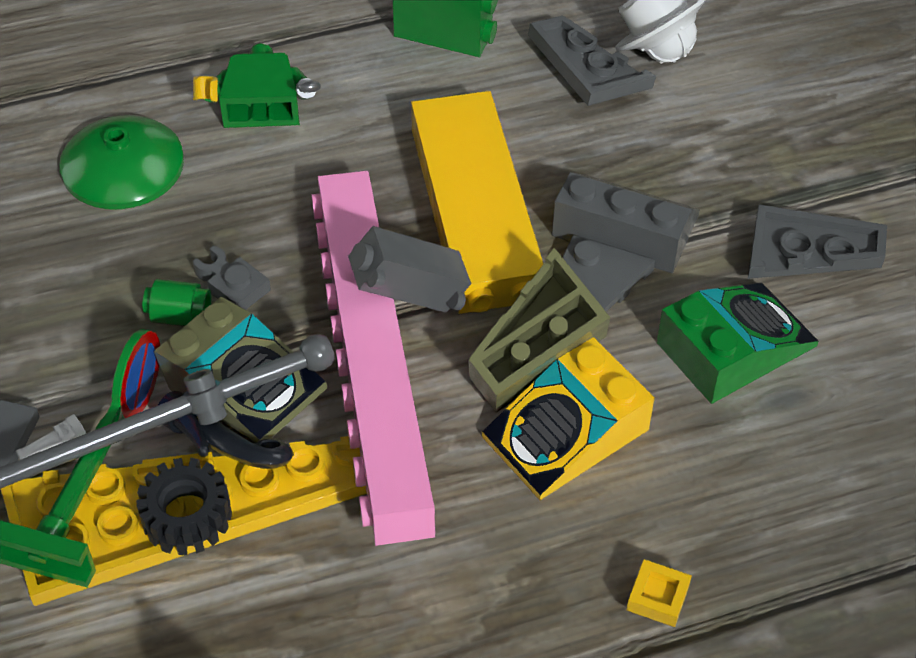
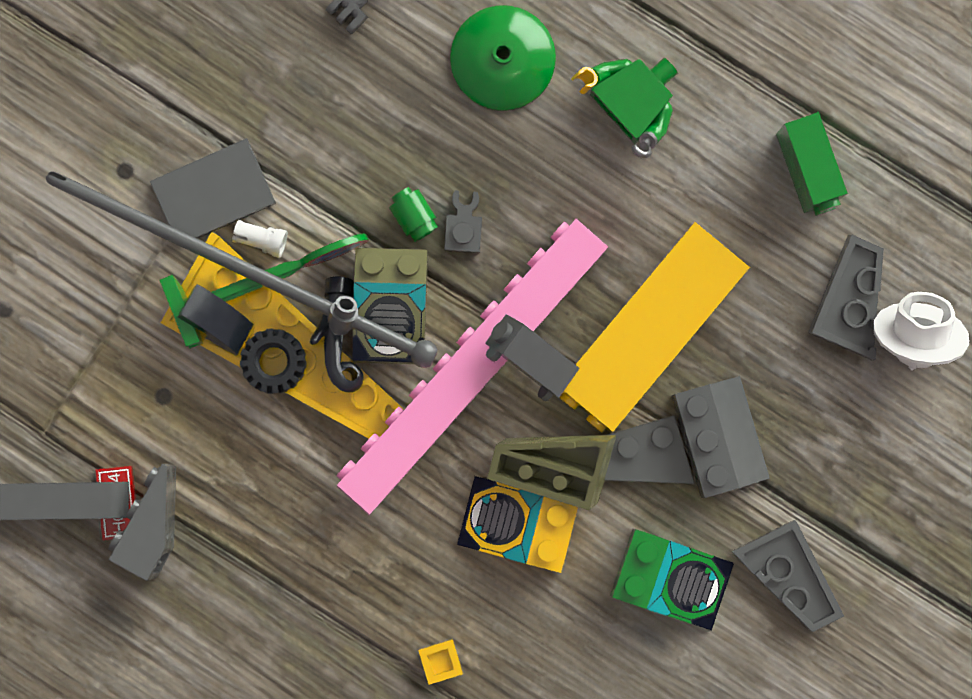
camera: 50 degrees right, 35 degrees up
(74, 514) = (216, 318): none -> black slope

